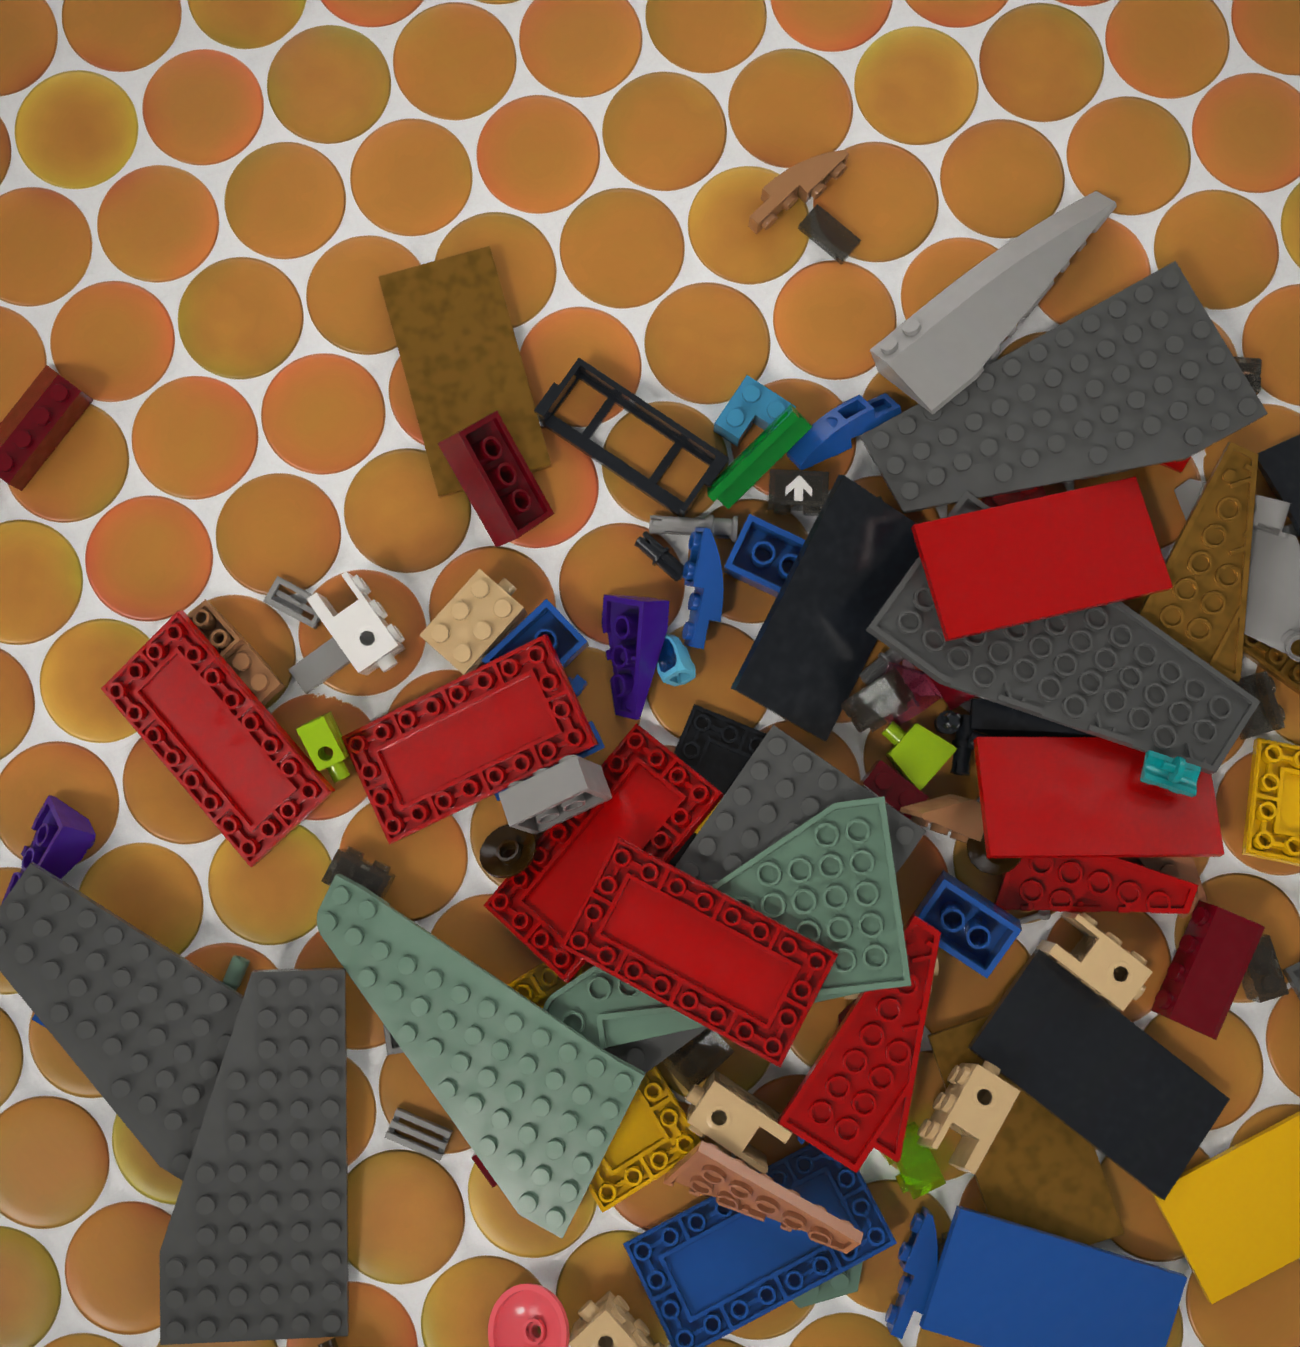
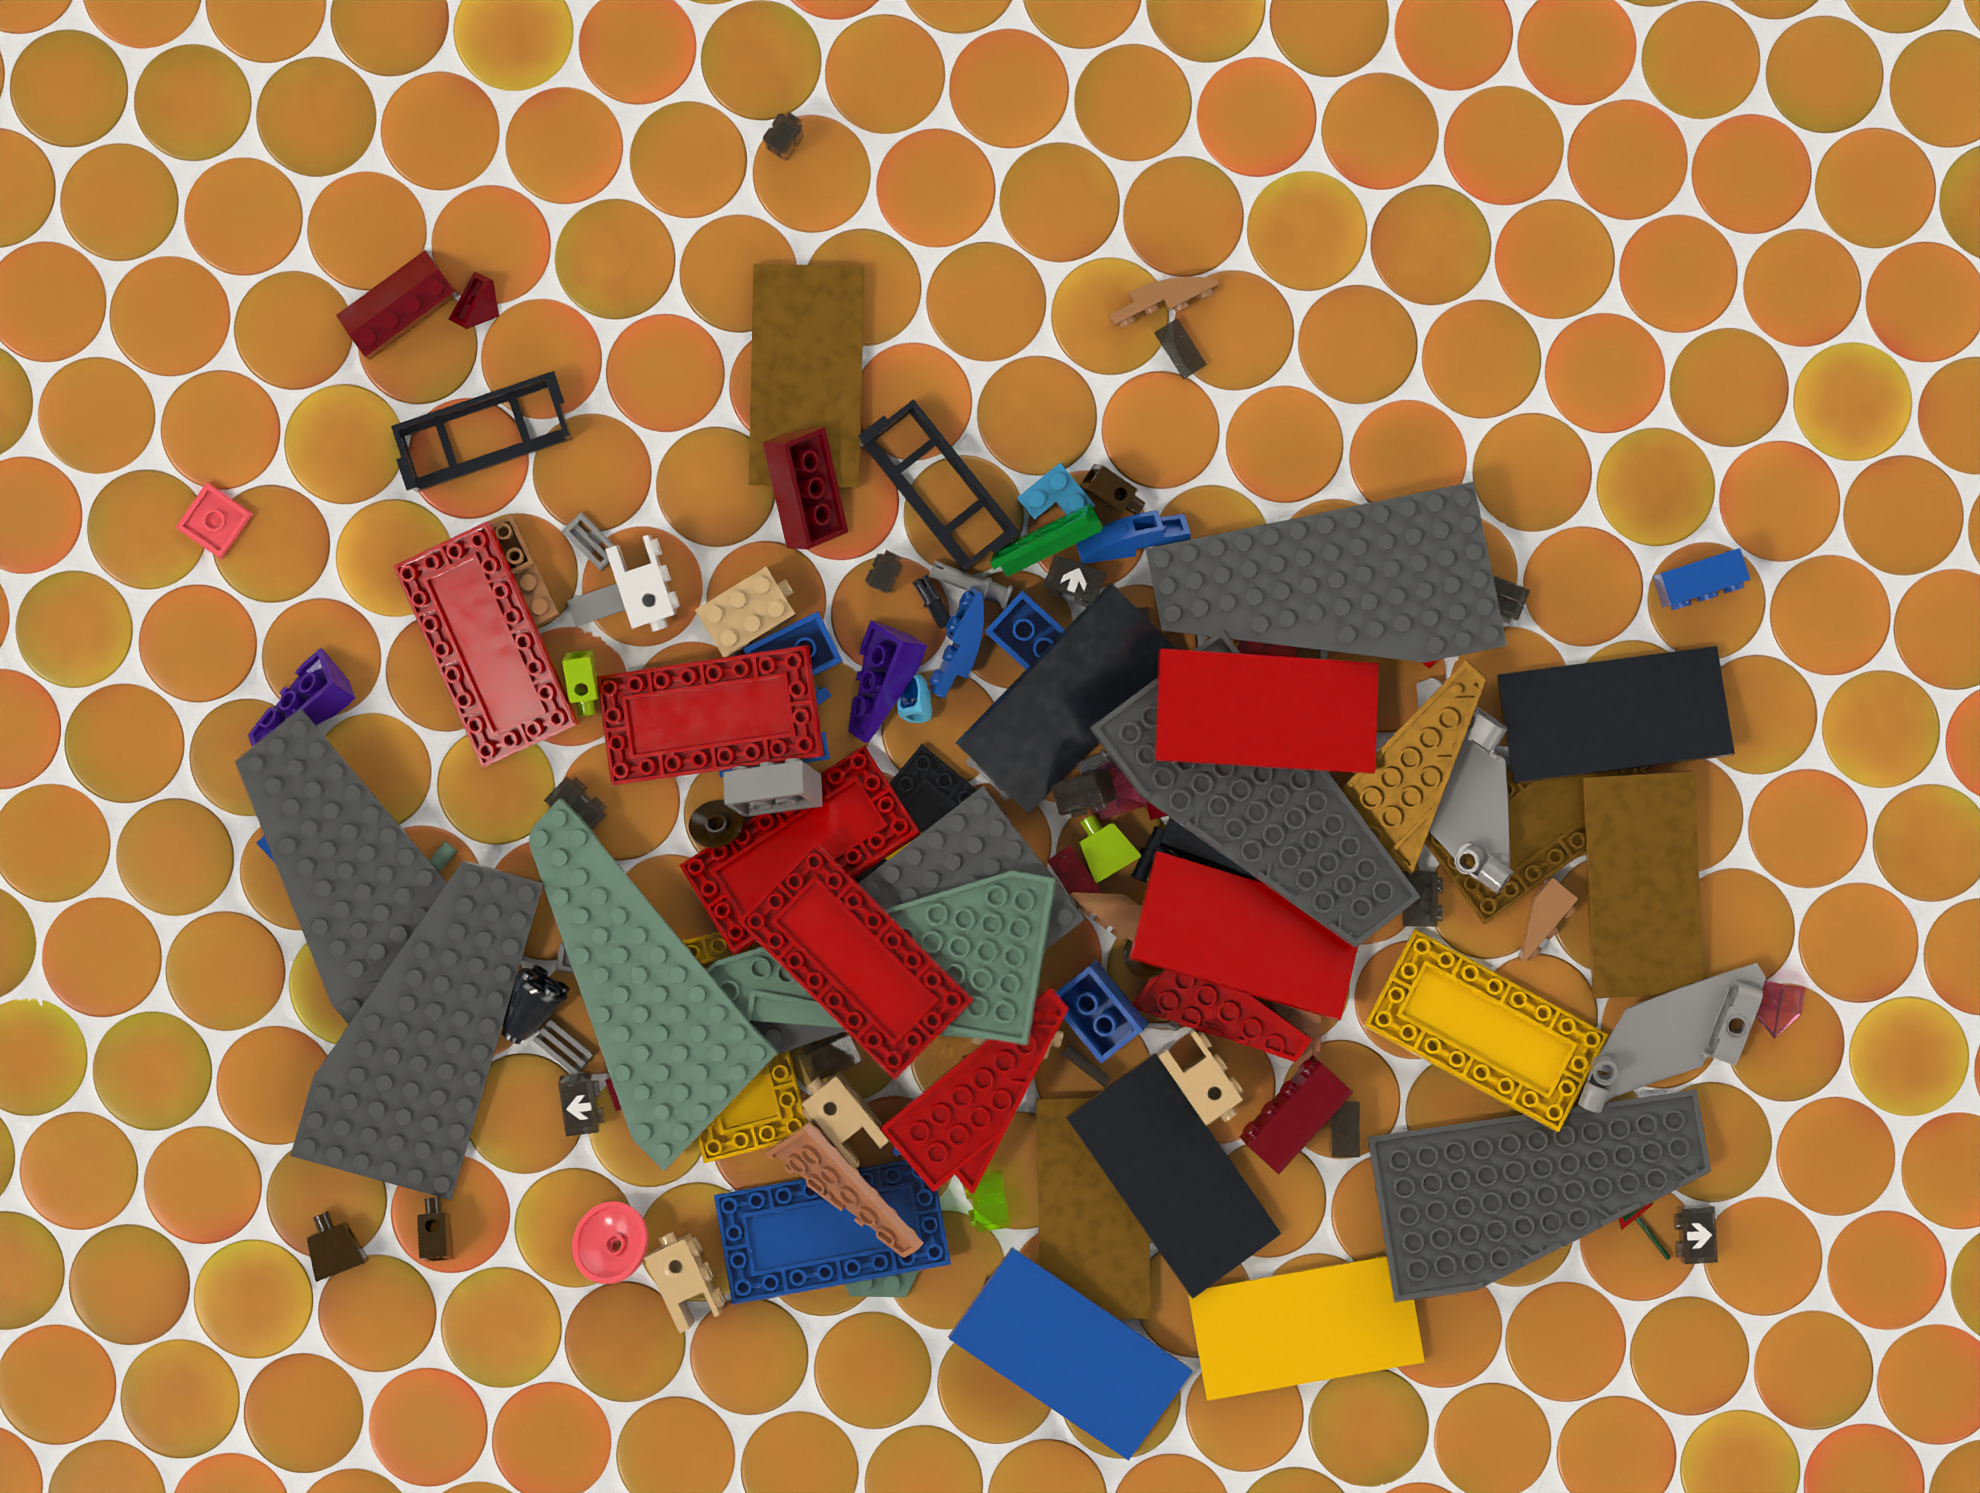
camera: 15 degrees right, 5 degrees up
(113, 400) = (476, 303): none -> dark red slope
(135, 503) = (472, 406): none -> black piece
(369, 141) = (784, 135): none -> clear smoke brick
(371, 1096) = (532, 1003): none -> black cone
(453, 1190) = (580, 1103): none -> clear smoke brick
(603, 539) = (886, 569): none -> clear smoke brick
(751, 707) = (1003, 794): none -> light grey hinge
(807, 387) = (1102, 484): none -> dark brown torso
(920, 1261) = (966, 1286): blue slope -> none
(947, 722) = (1141, 830): black axle -> none
(965, 324) = (1268, 478): light grey wedge -> none
(969, 984) = (1086, 1065): none -> clear smoke tile
(974, 1108) = (1048, 1169): tan torso -> none
(1170, 773) = (1315, 935): teal hips -> none

